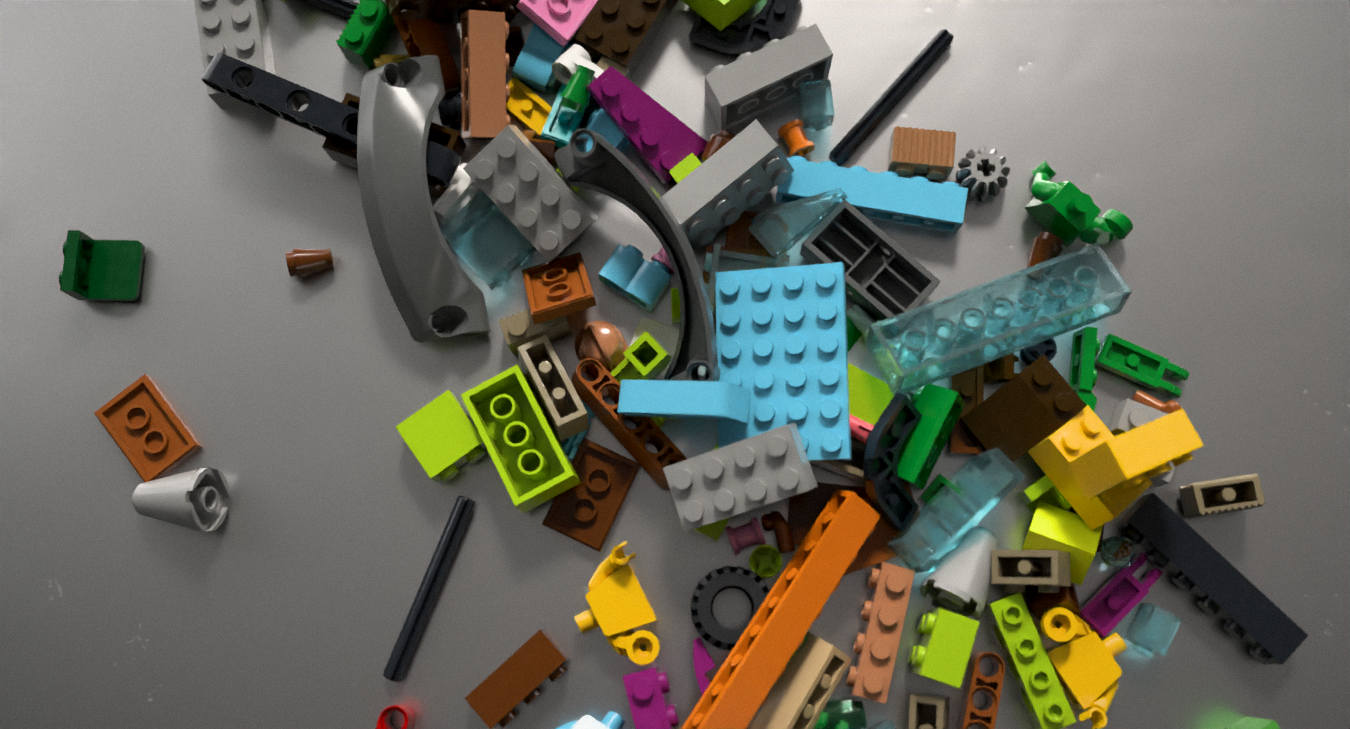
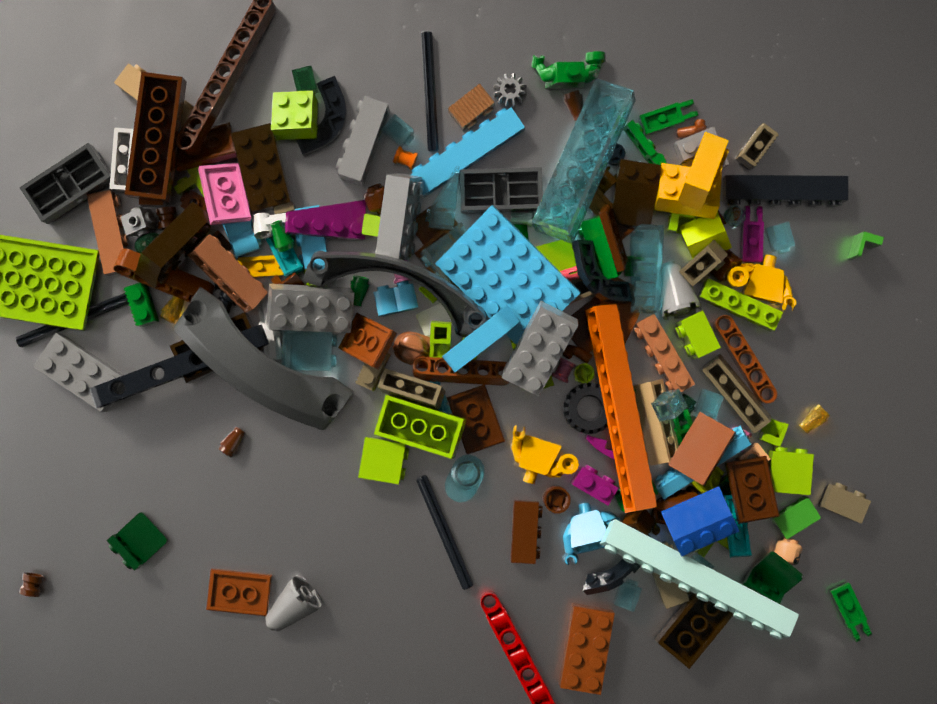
camera: 50 degrees left, 10 degrees up
(513, 548) = (464, 478): none -> clear light blue piece
(590, 677) = (556, 499): none -> reddish brown wheel
(606, 229) = (360, 287): none -> green cone
(830, 697) = (669, 405): none -> clear light blue brick
(950, 435) = (613, 237): none -> reddish brown tile

